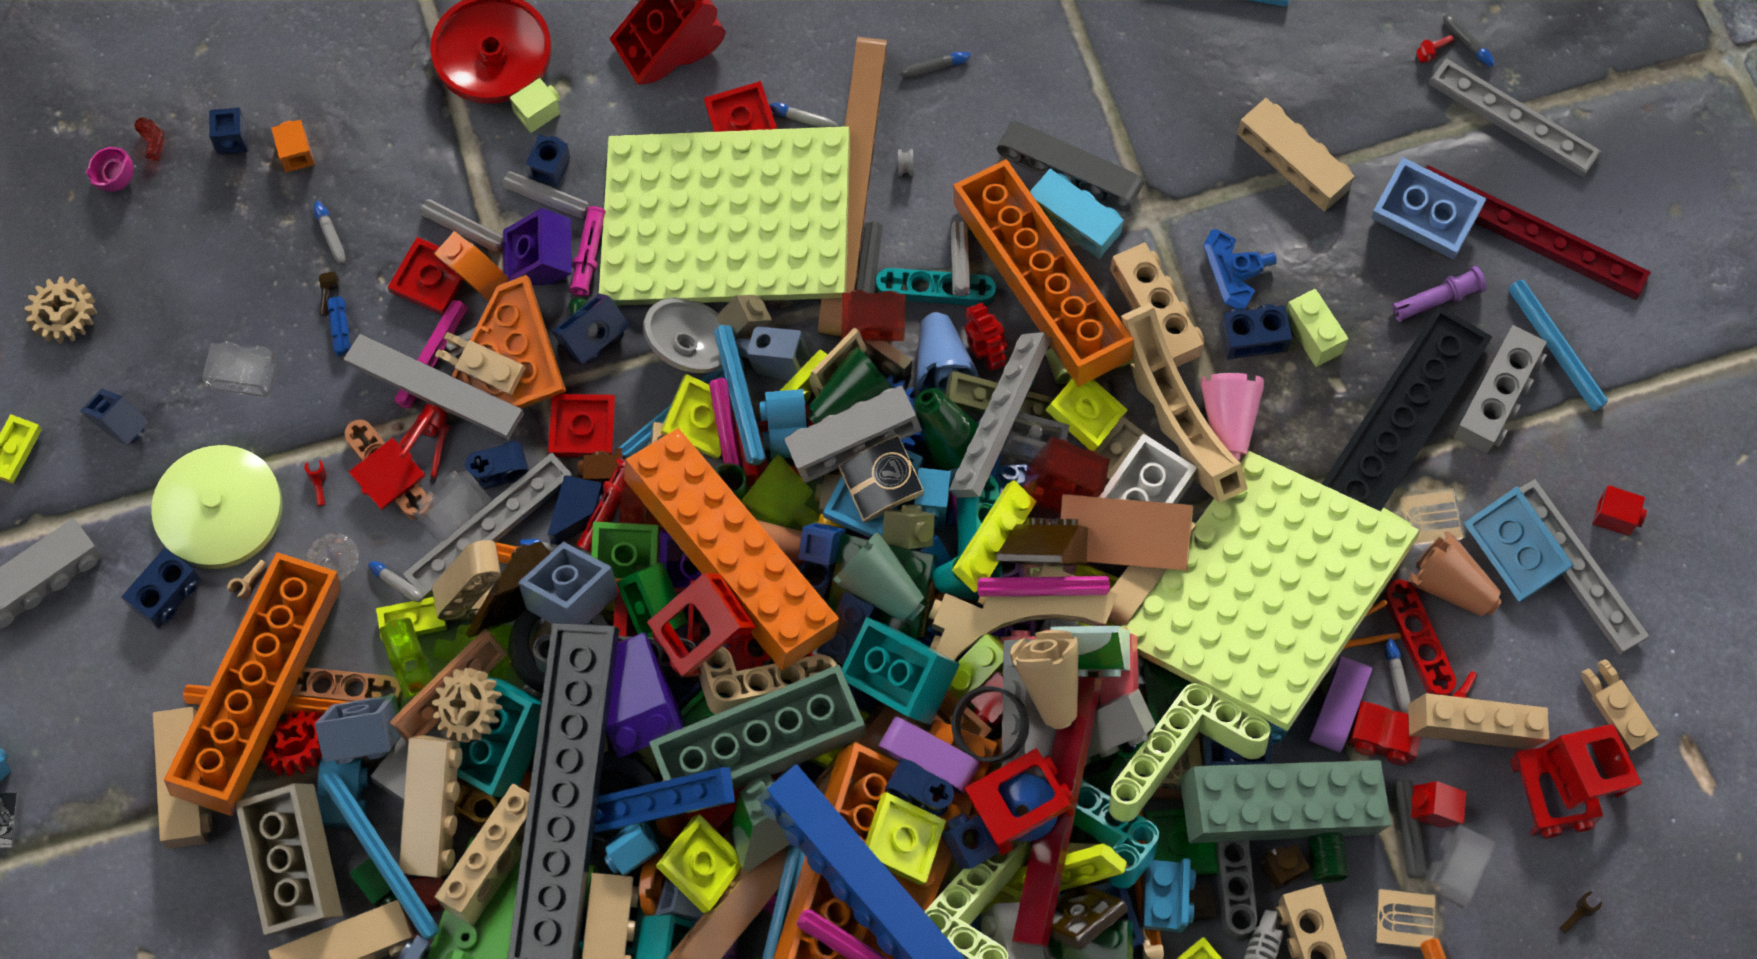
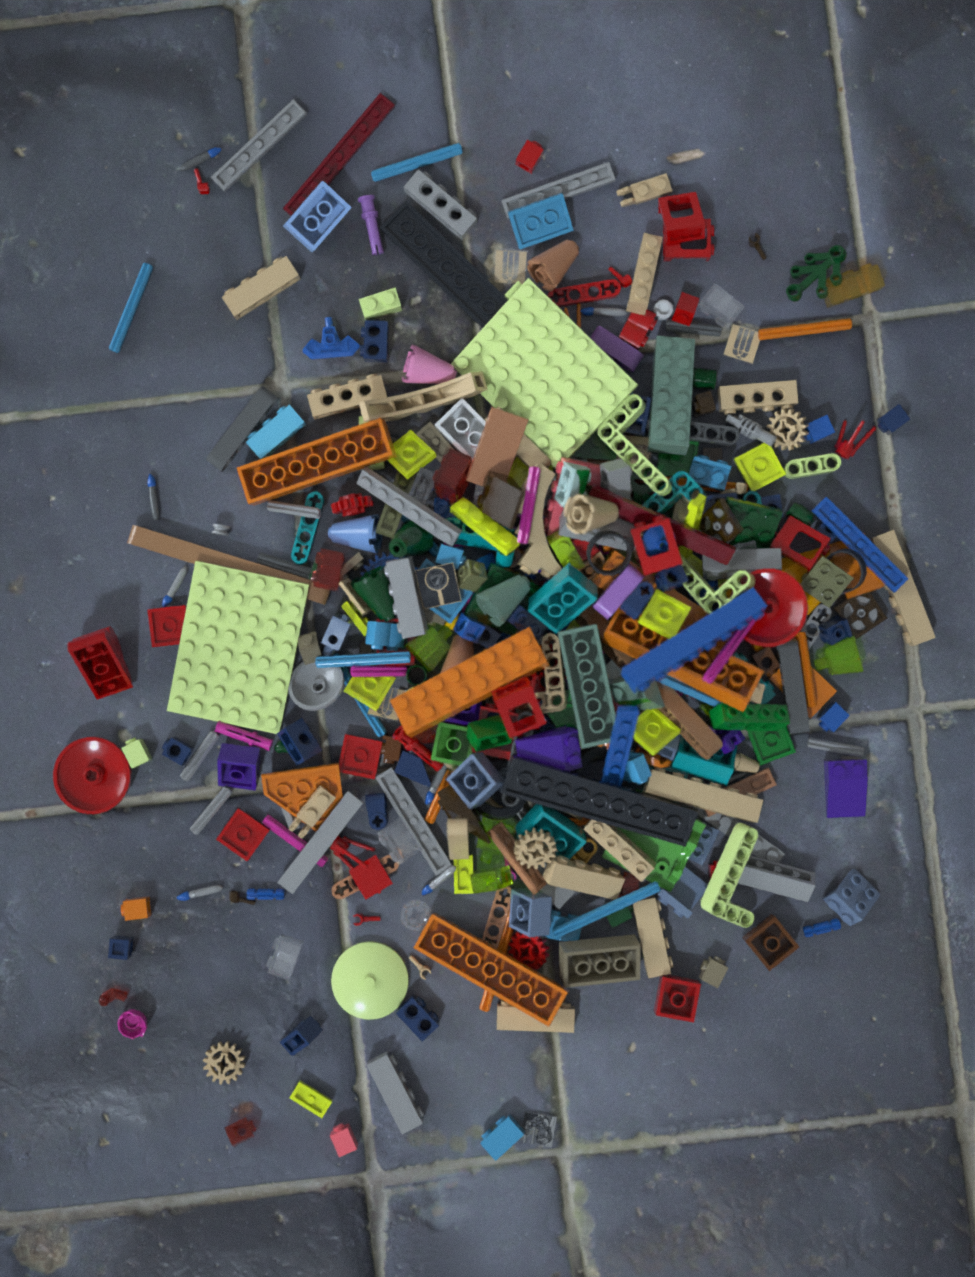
camera: 75 degrees left, 20 degrees up
(471, 265) = (244, 809): orange brick -> none
(1427, 770) = (663, 309): none -> white tile

